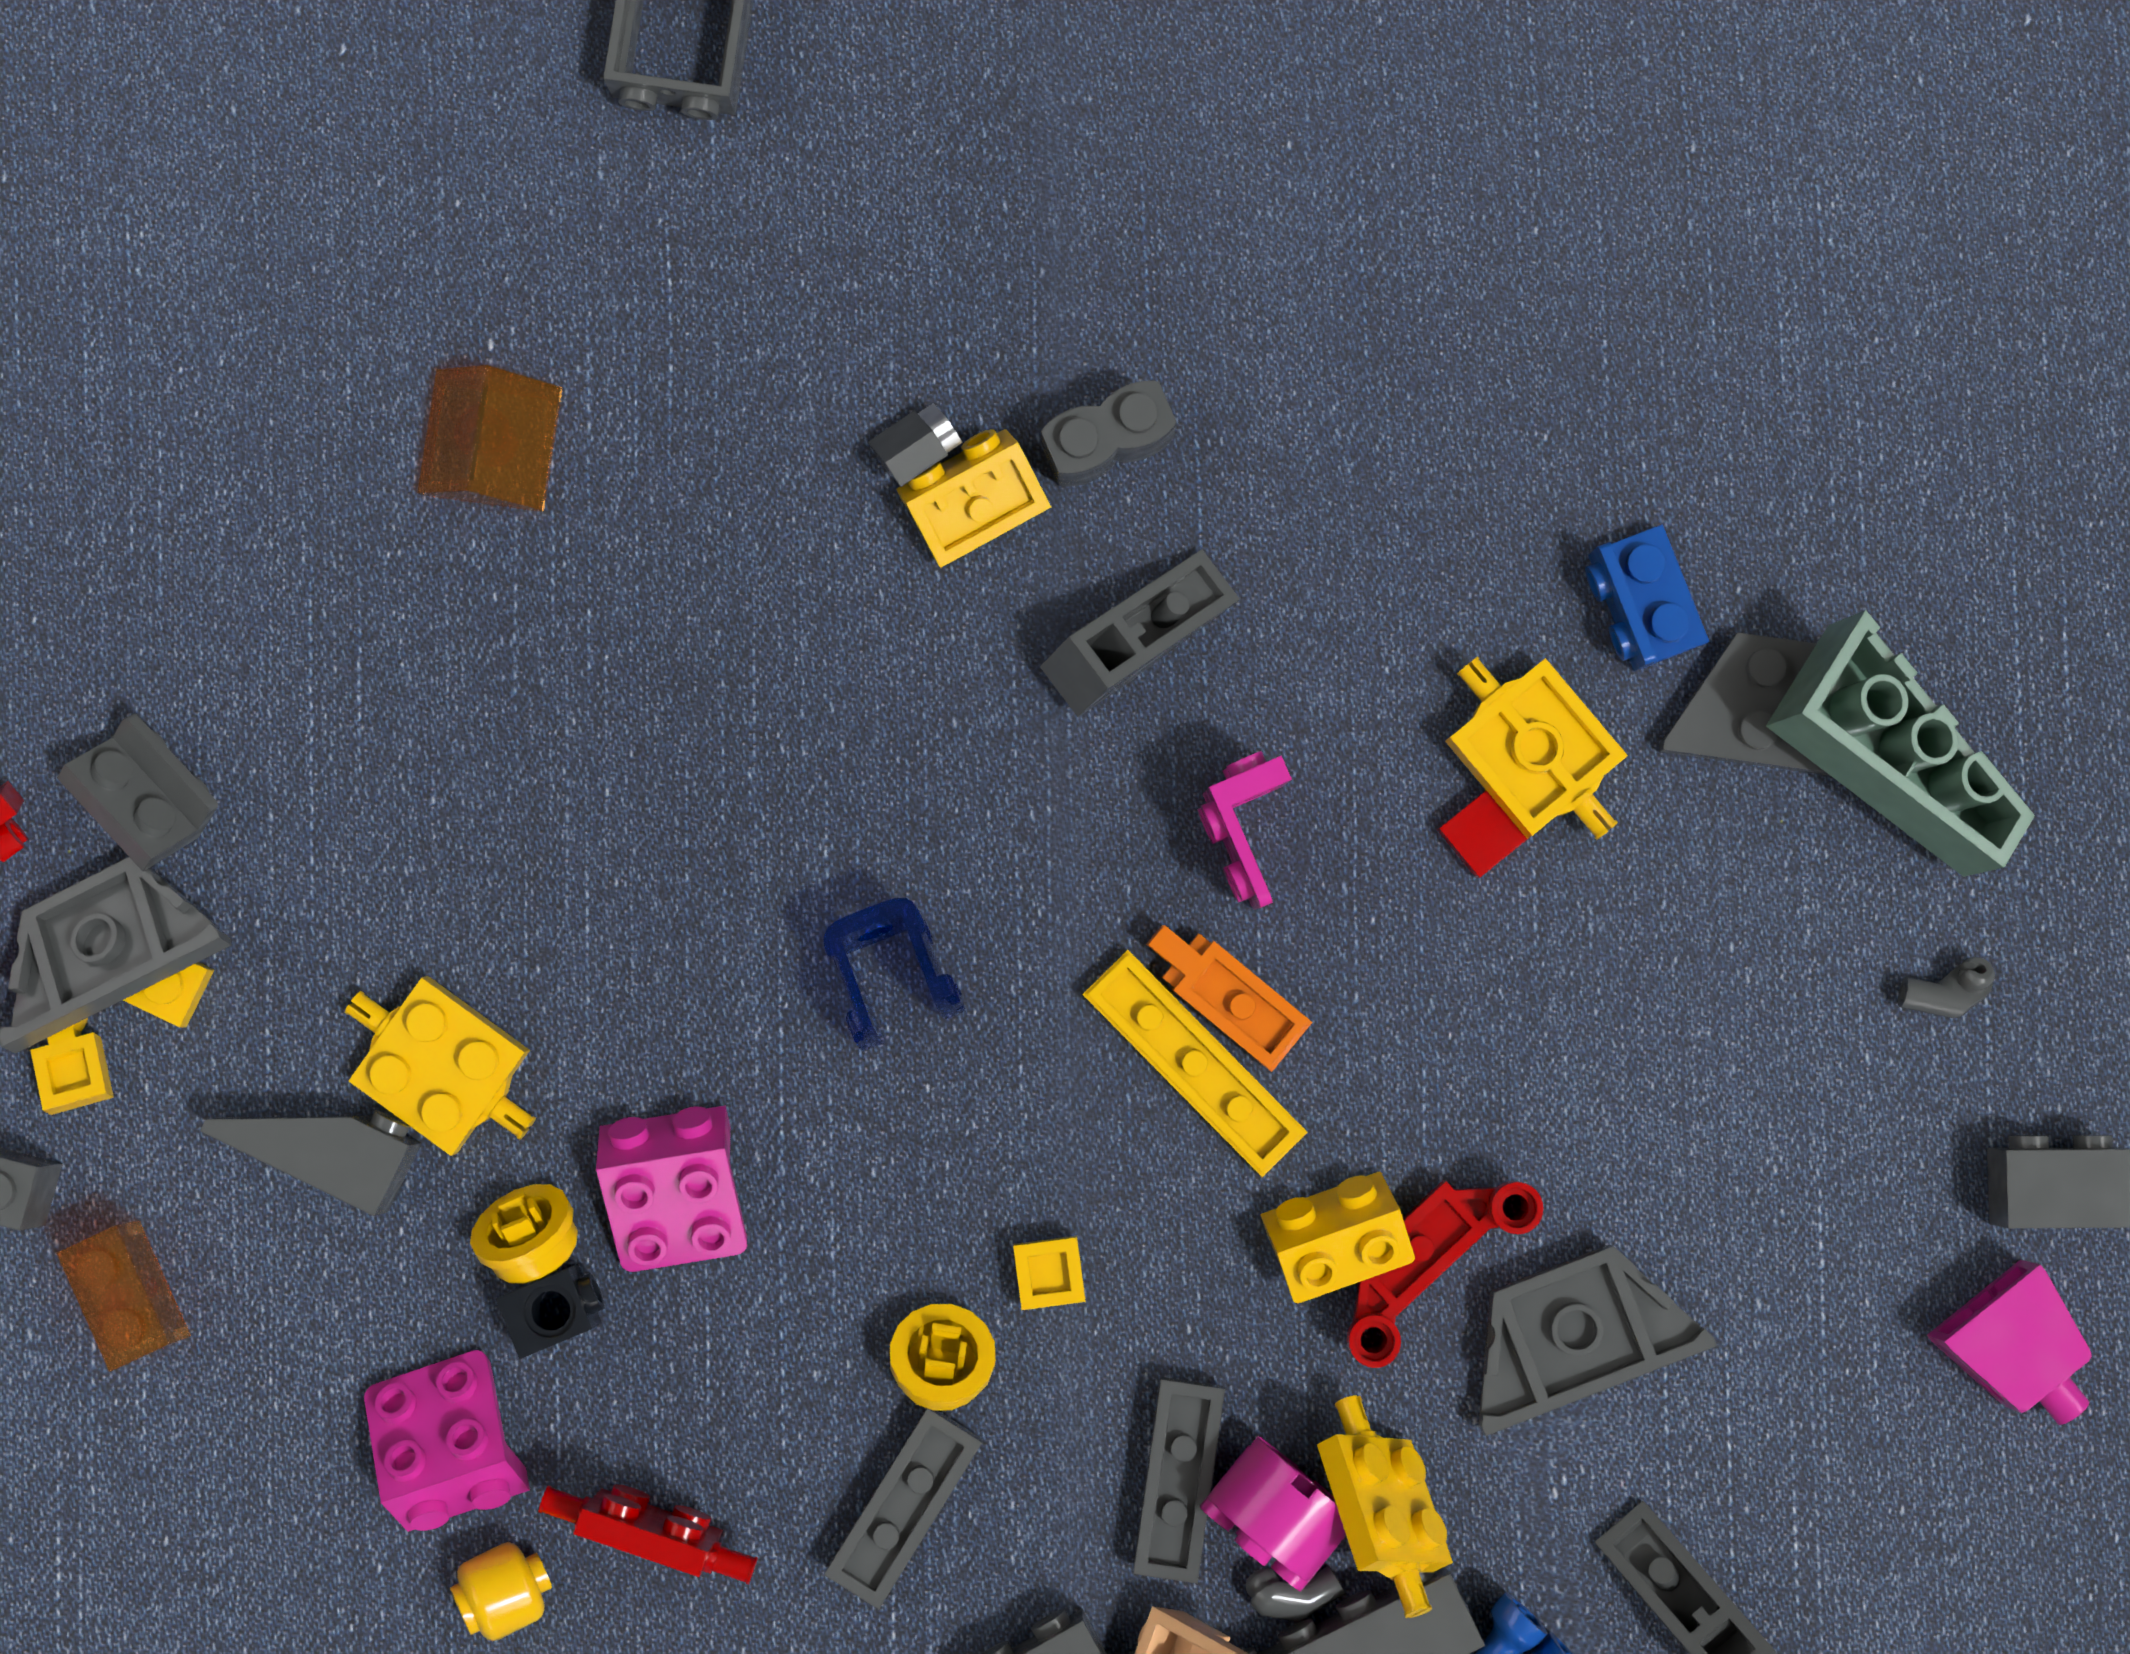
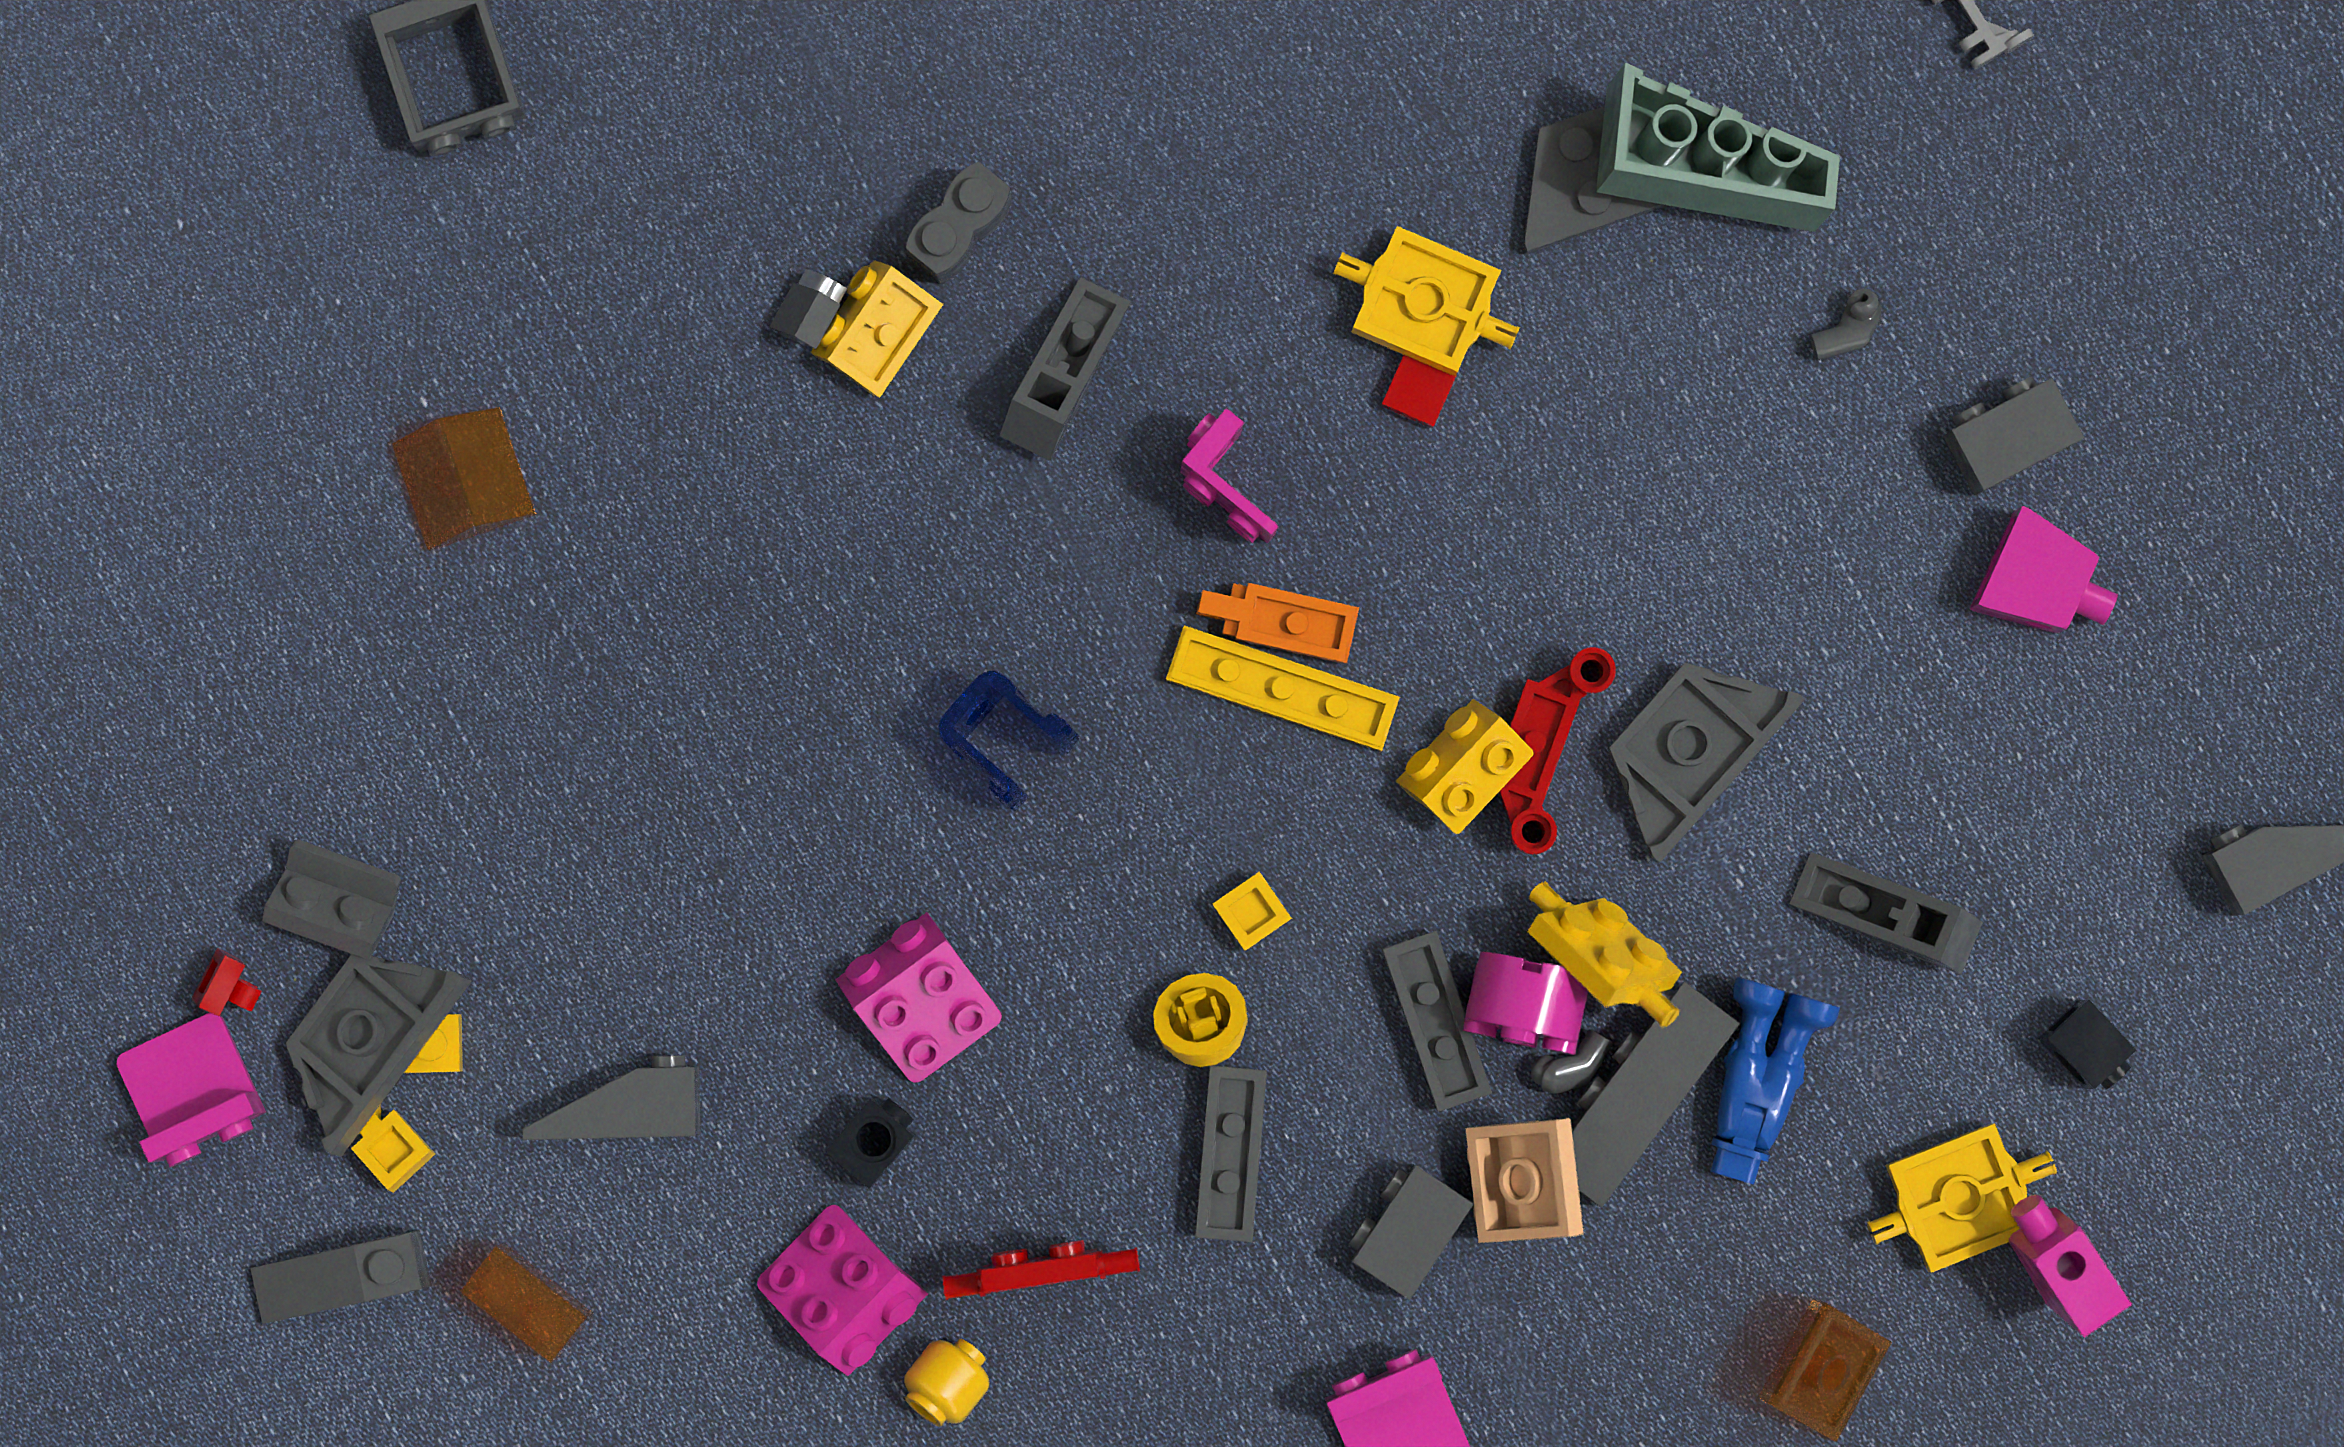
camera: 30 degrees left, 0 degrees up
(439, 1065) = (683, 996): yellow plate -> none
(525, 1233) = (822, 1091): yellow piece -> none
(1646, 598) = (1453, 138): blue bracket -> none

